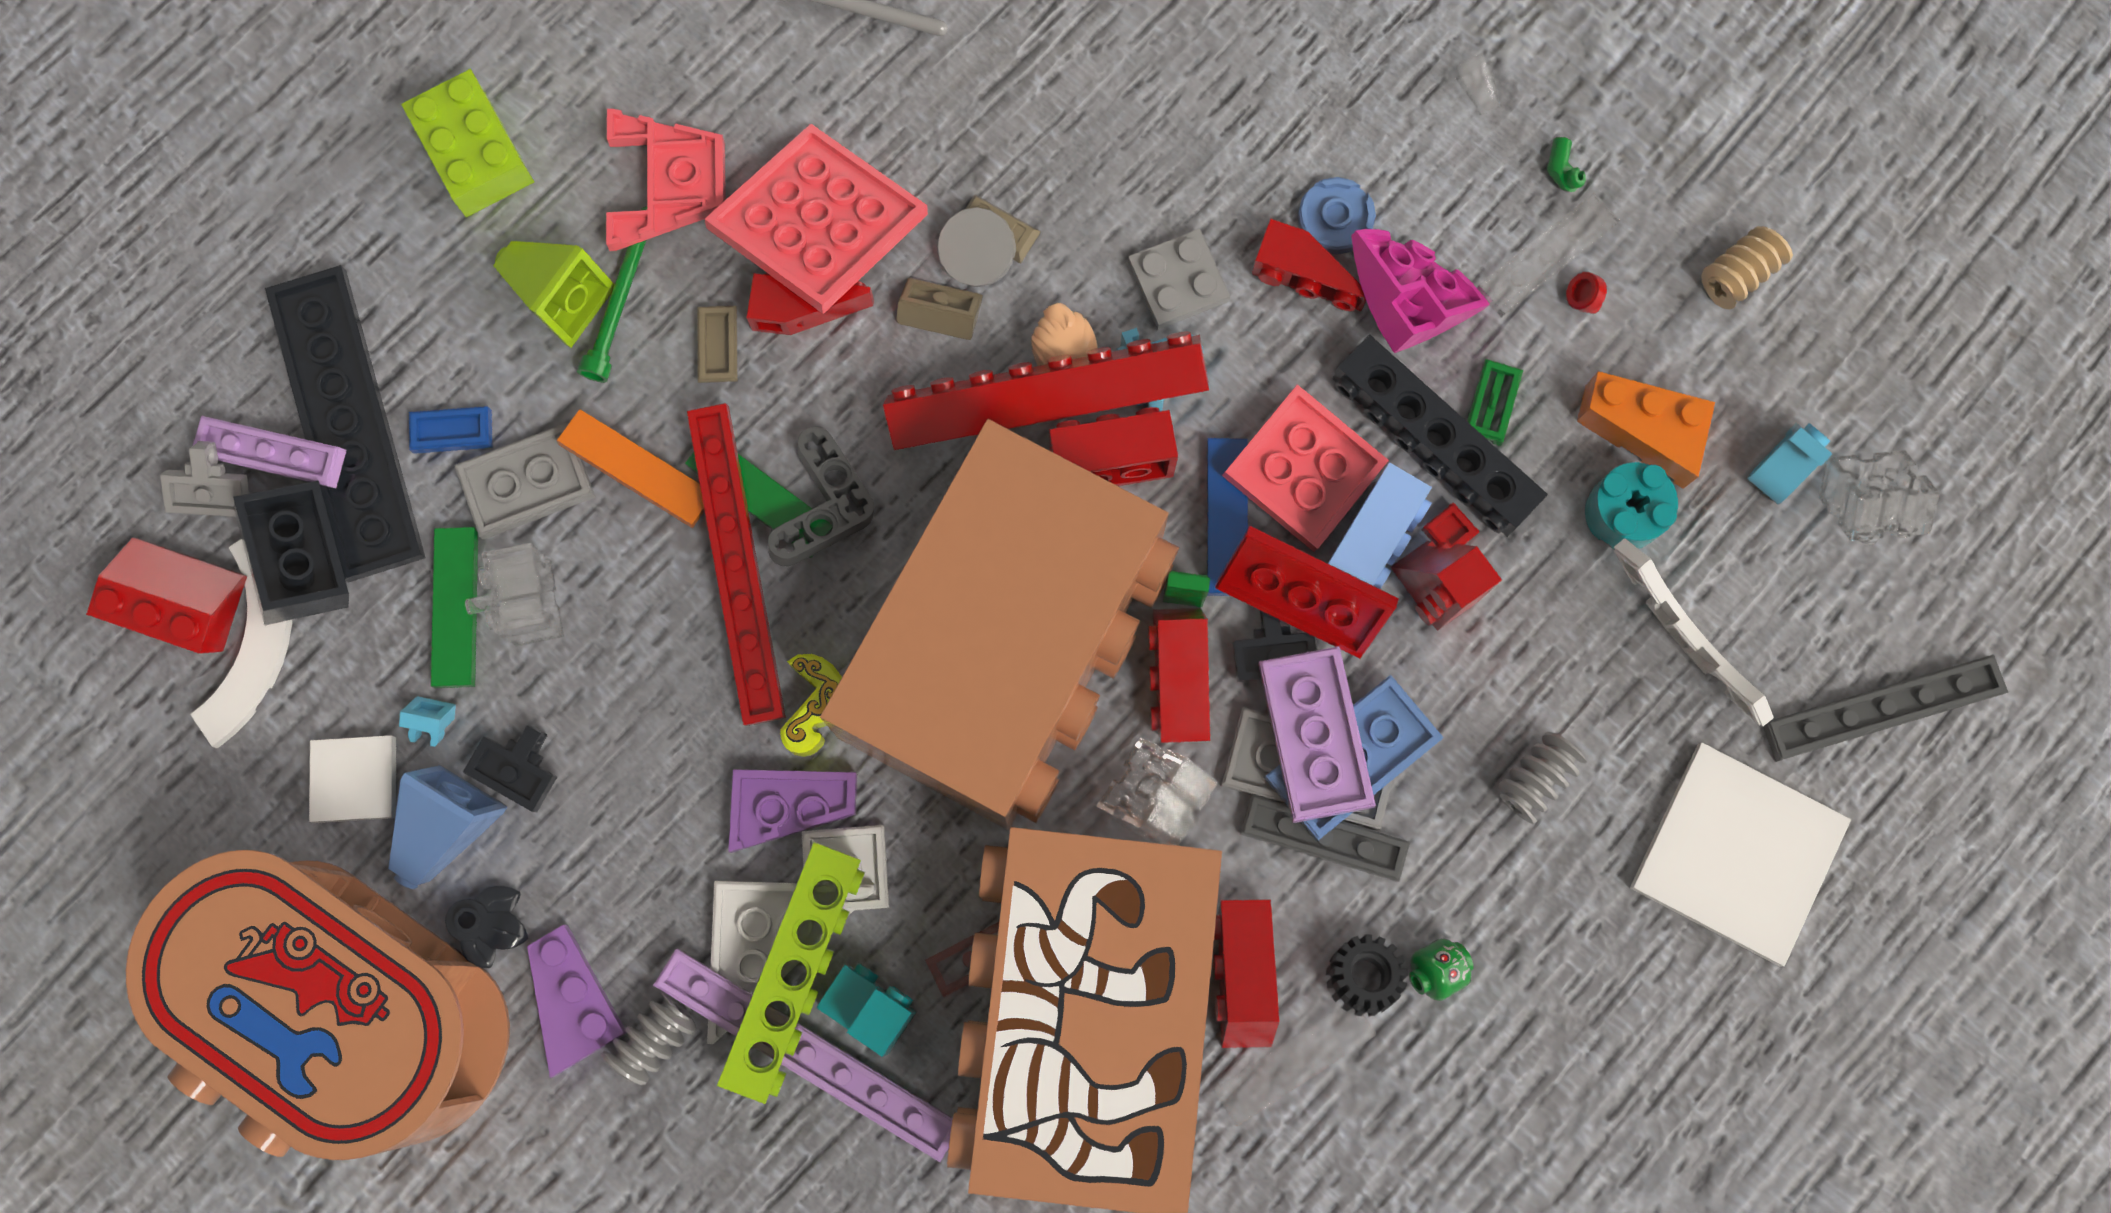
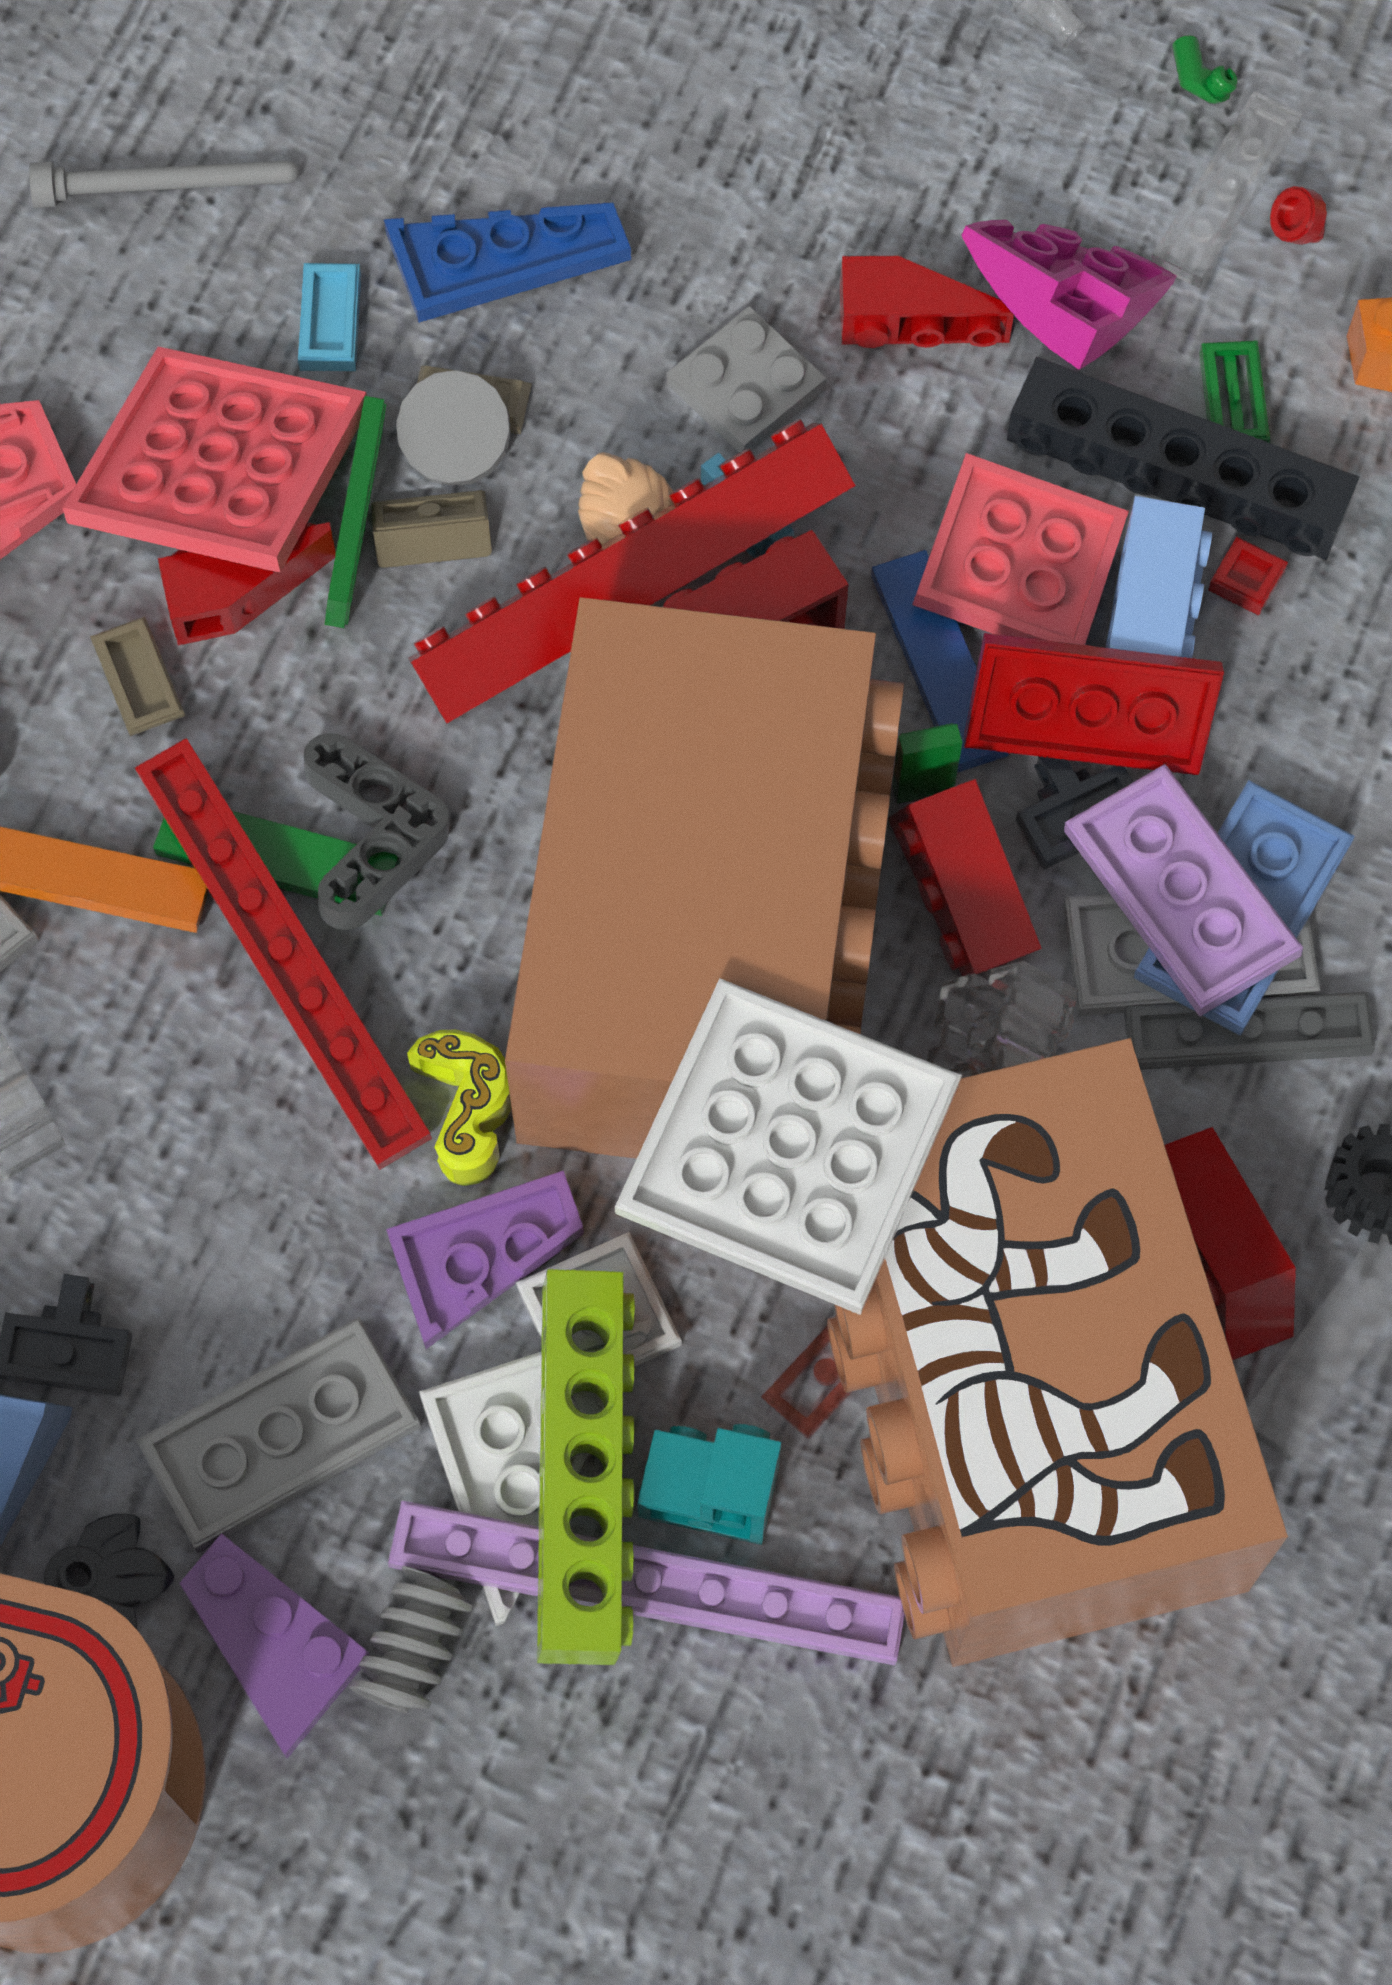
camera: 20 degrees left, 10 degrees down
(622, 872) = (278, 1434): none -> light grey tile
(893, 282) = (355, 512): none -> green tile
(929, 139) = (329, 317): none -> medium azure tile
(974, 842) = (788, 1145): none -> white tile
(1046, 135) = (481, 260): none -> blue wing
(1334, 212) = (924, 226): medium blue tile -> none
(1445, 580) = (1276, 628): red wedge -> none

